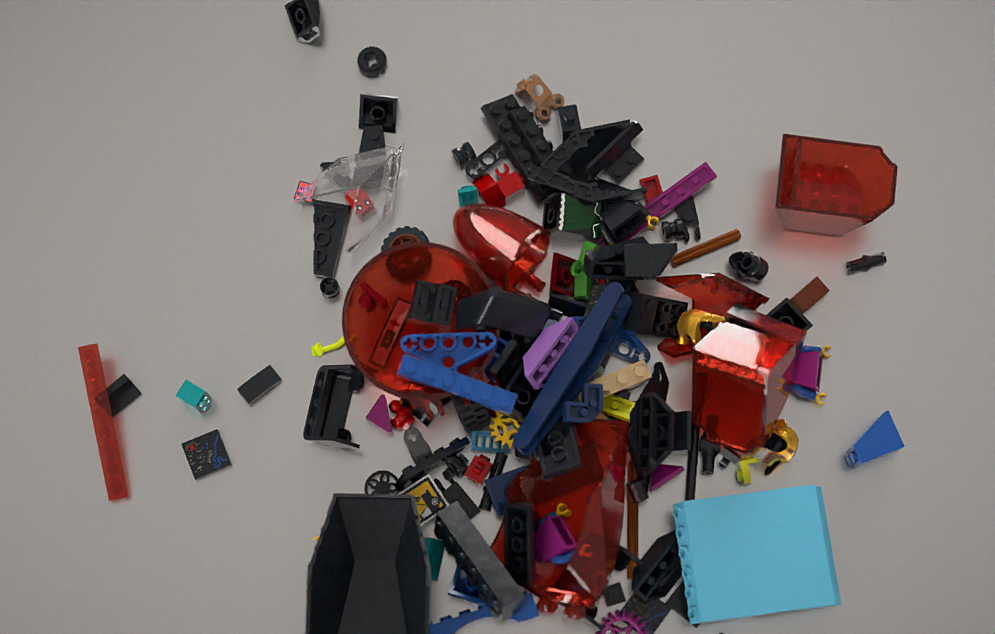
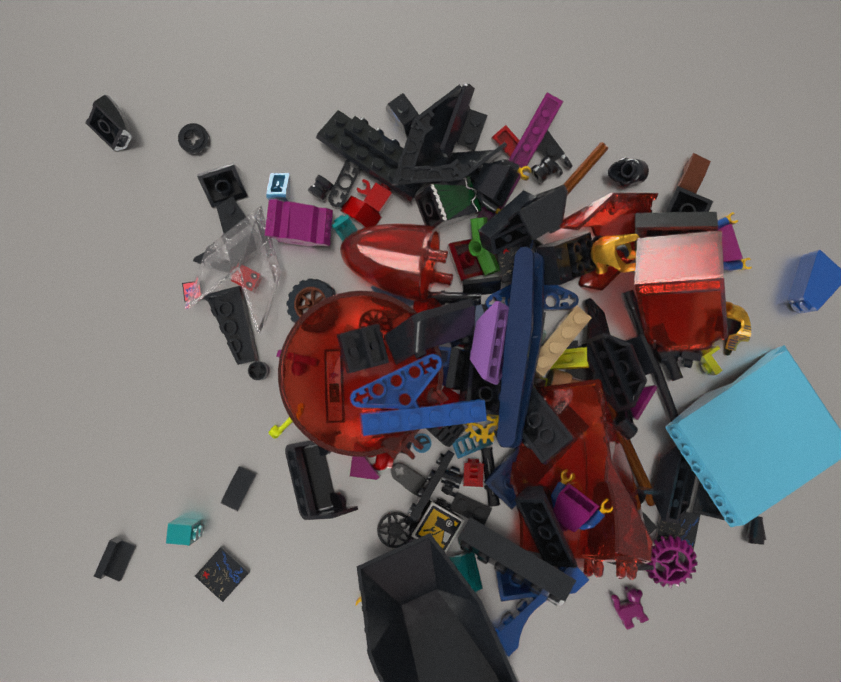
camera: 30 degrees left, 10 degrees up
(103, 421) = (111, 593): clear red plate -> none
(426, 137) = (279, 187): none -> dark azure slope
(429, 175) = (298, 223): none -> magenta slope
(445, 423) = (424, 440): none -> dark azure tile
(544, 101) = (371, 103): medium nougat piece -> none
(587, 409) = (553, 377): dark blue plate -> none
(832, 184) = (682, 58): clear red windscreen -> none
(866, 262) = (730, 118): black pin -> none

